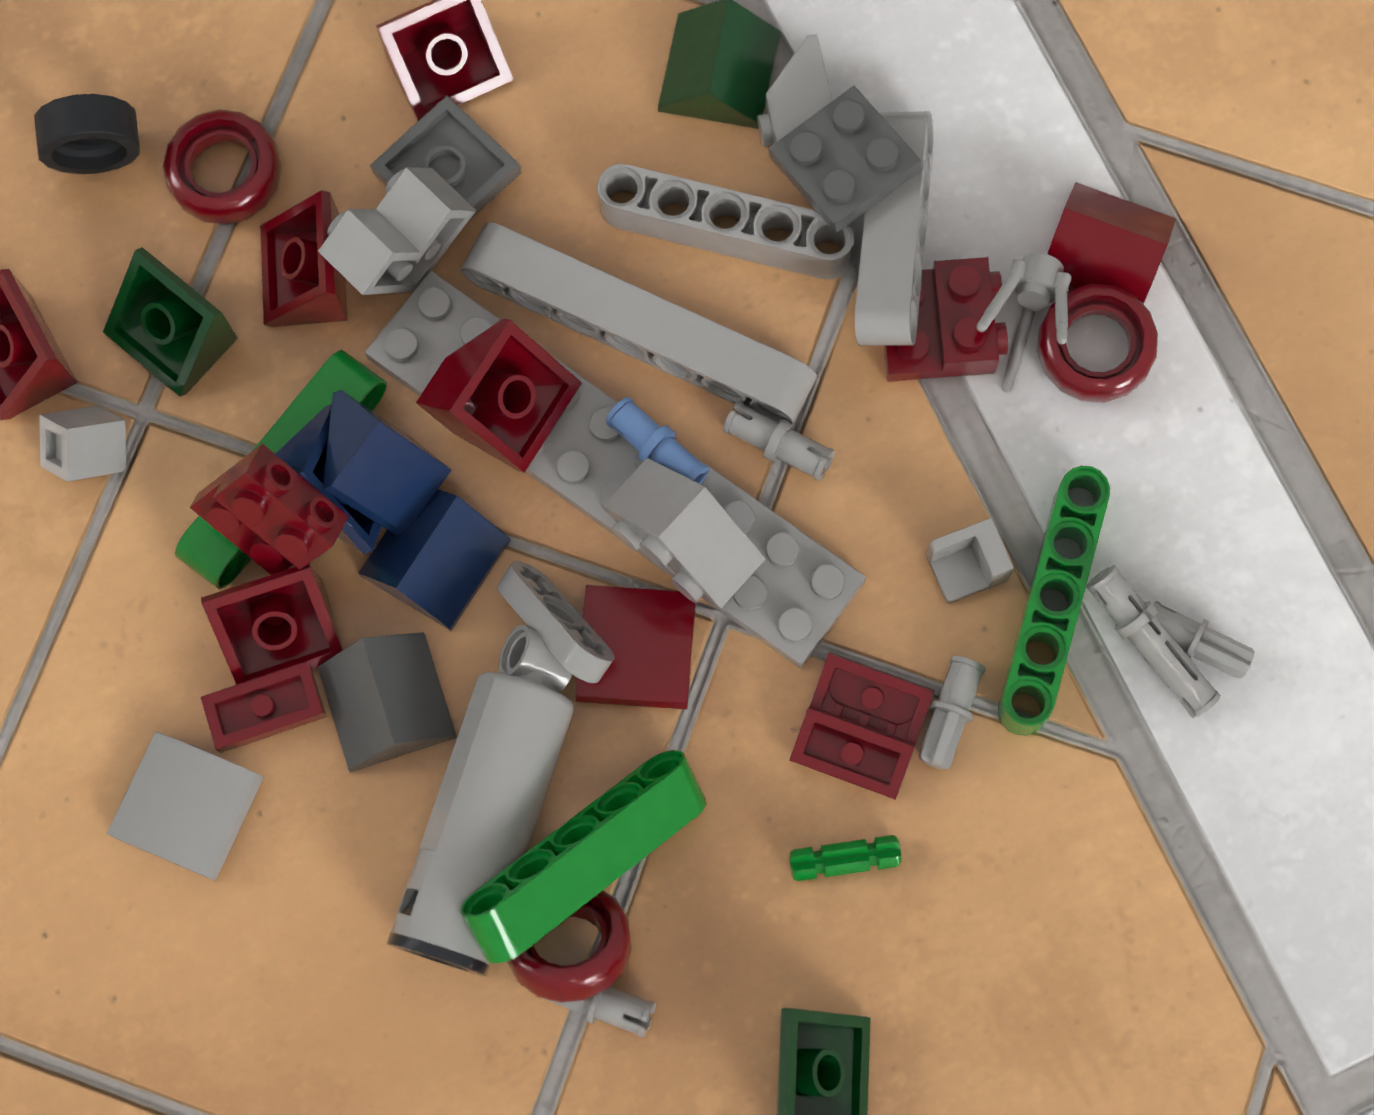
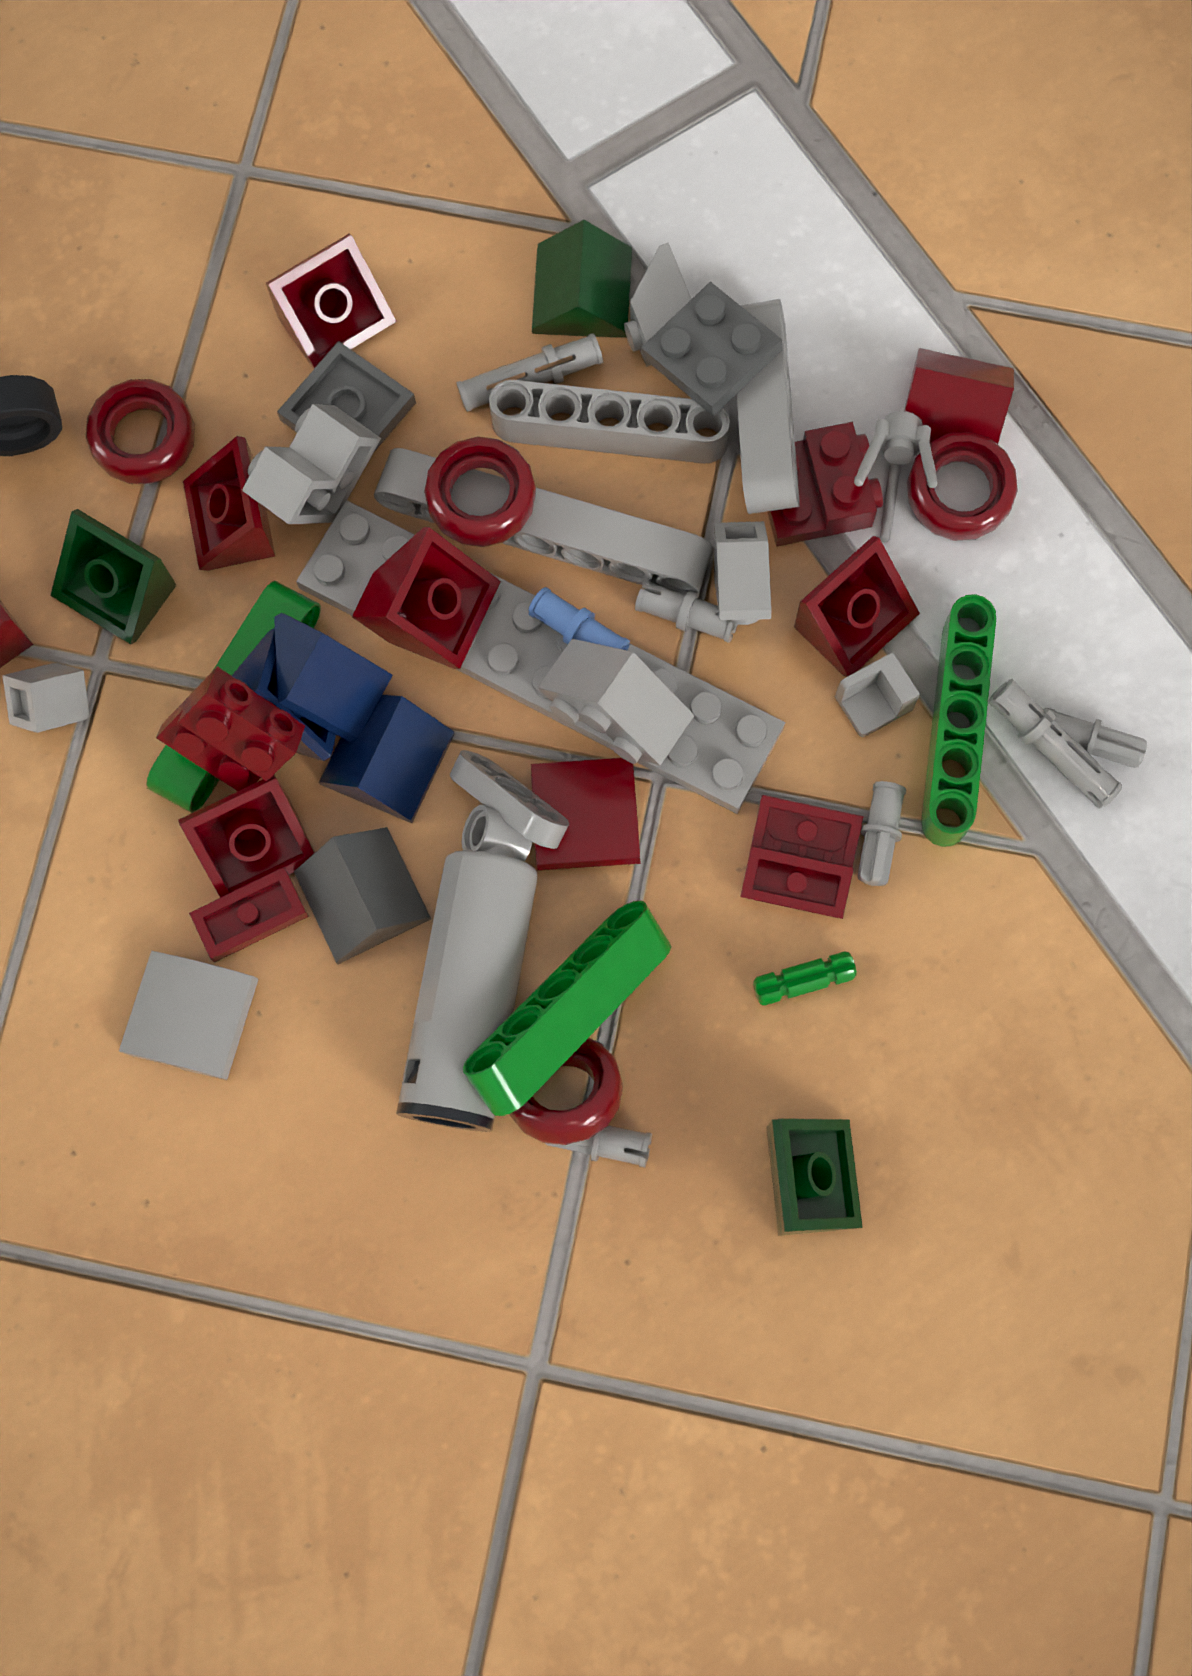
camera: 10 degrees left, 0 degrees up
(563, 243) = (474, 454): none -> dark red wheel
(710, 143) = (584, 353): none -> light grey pin
(841, 408) = (742, 572): none -> light grey slope
(962, 464) = (856, 609): none -> dark red slope

